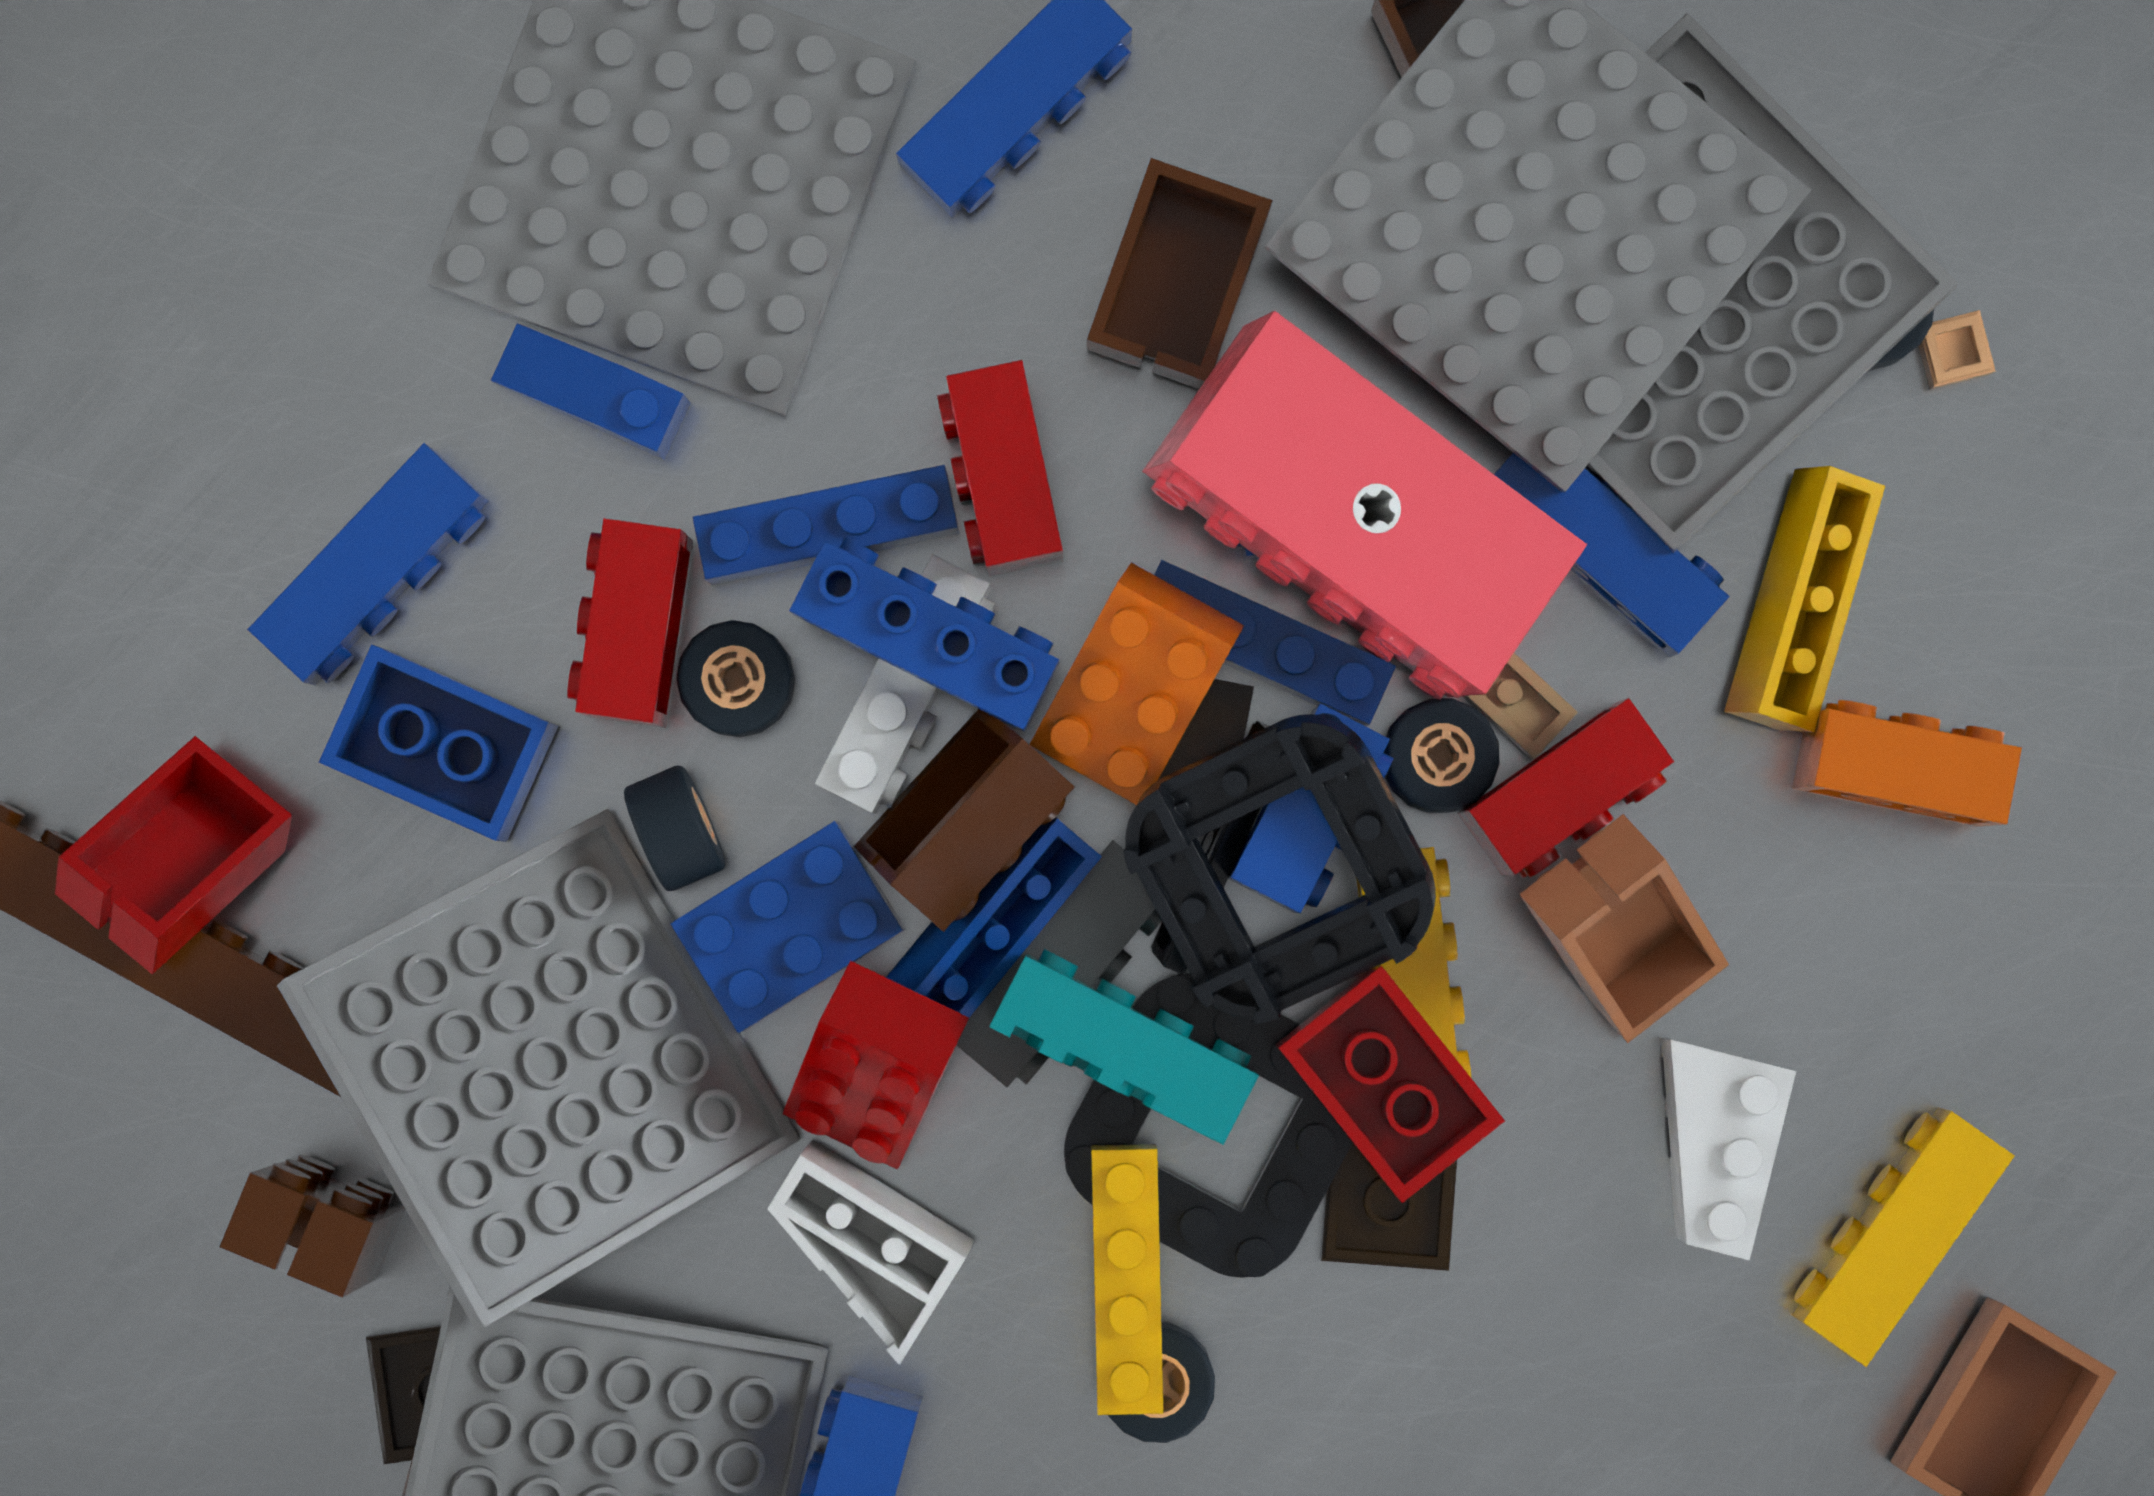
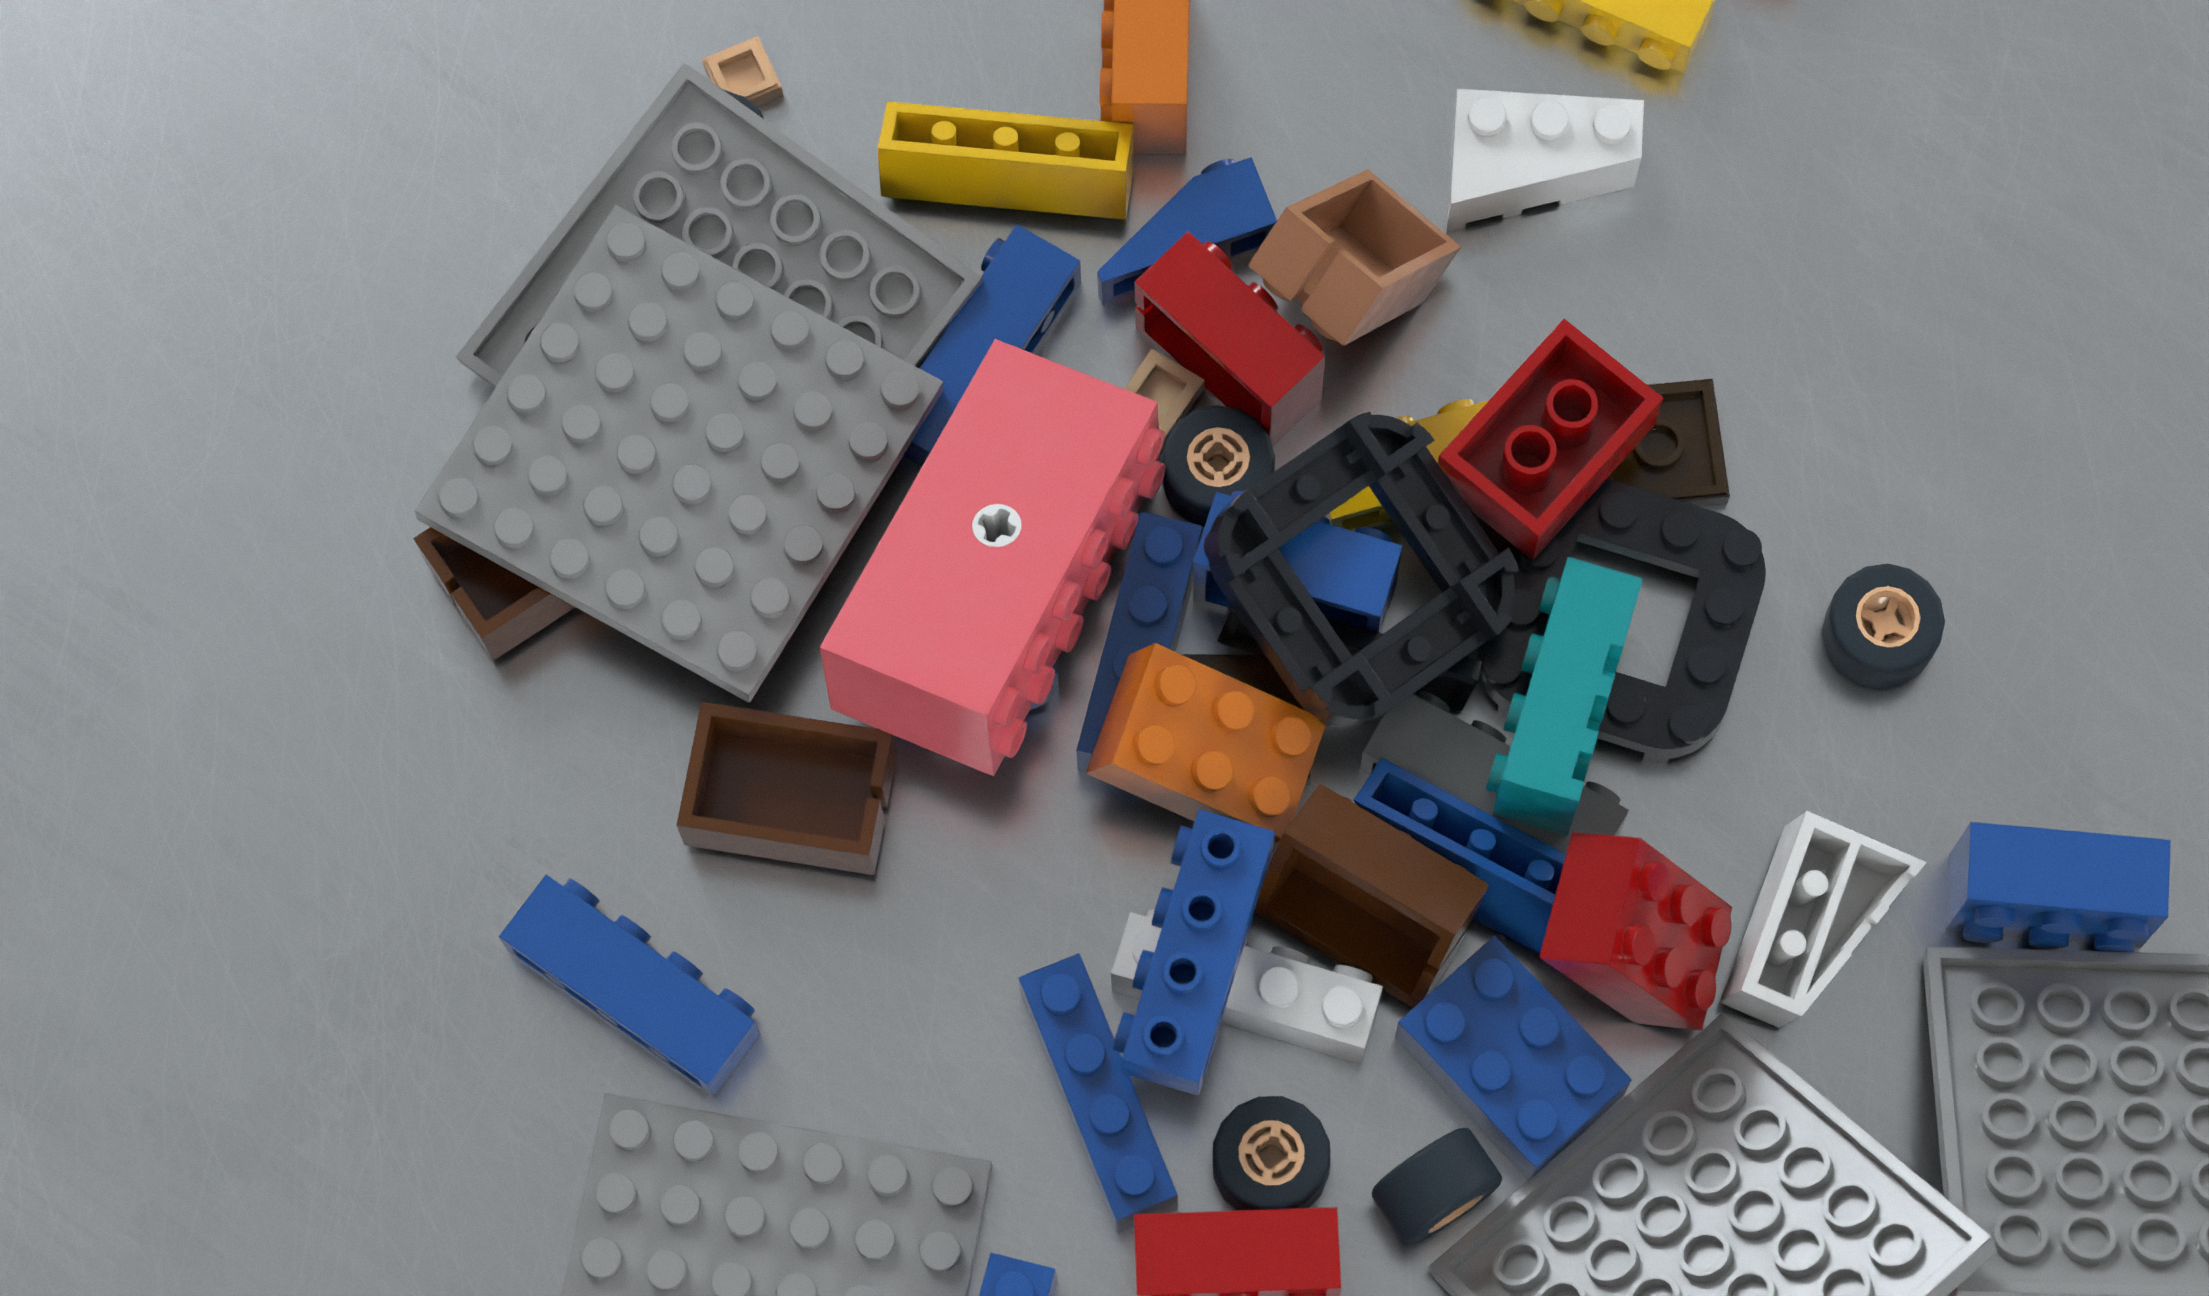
camera: 100 degrees left, 15 degrees down
(1001, 469) = (1013, 920): red piece -> none
(1127, 1279) = (1792, 652): yellow brick -> none
(1704, 790) = (1217, 206): none -> blue slope

